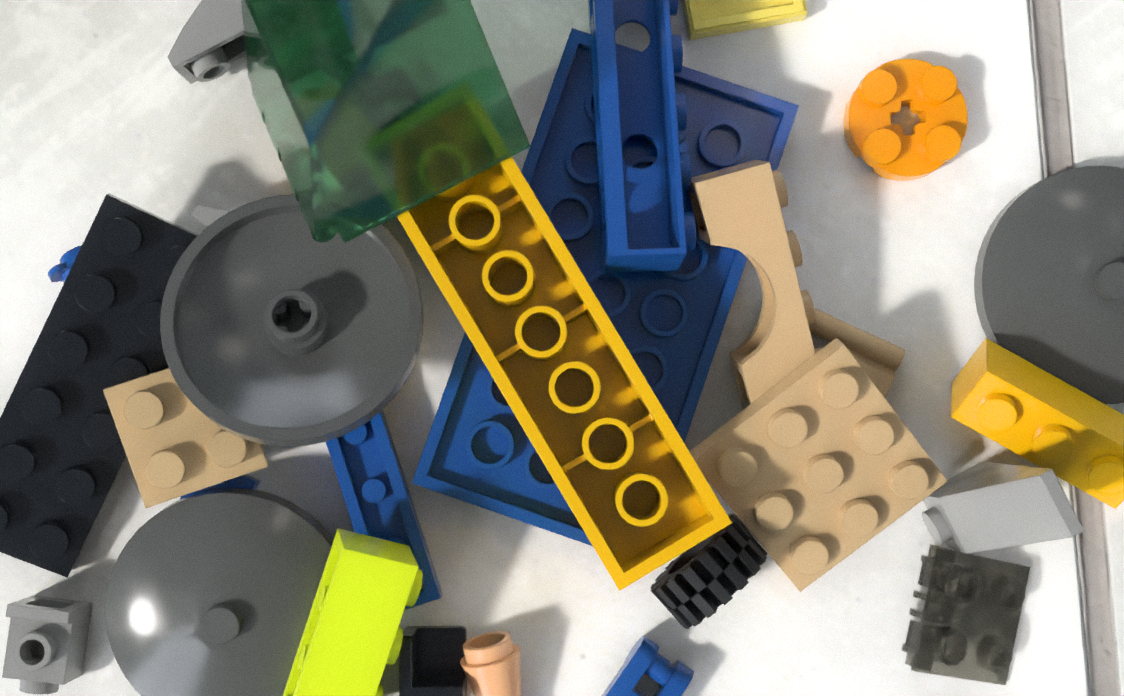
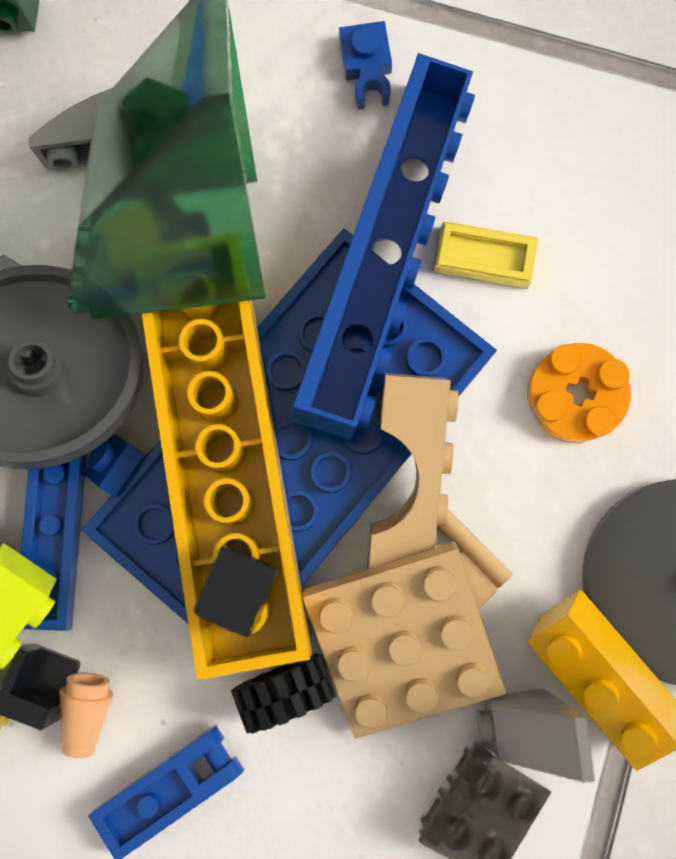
camera: 25 degrees right, 5 degrees down
(420, 398) = (112, 464): none -> blue plate
(632, 479) = (236, 591): none -> black panel

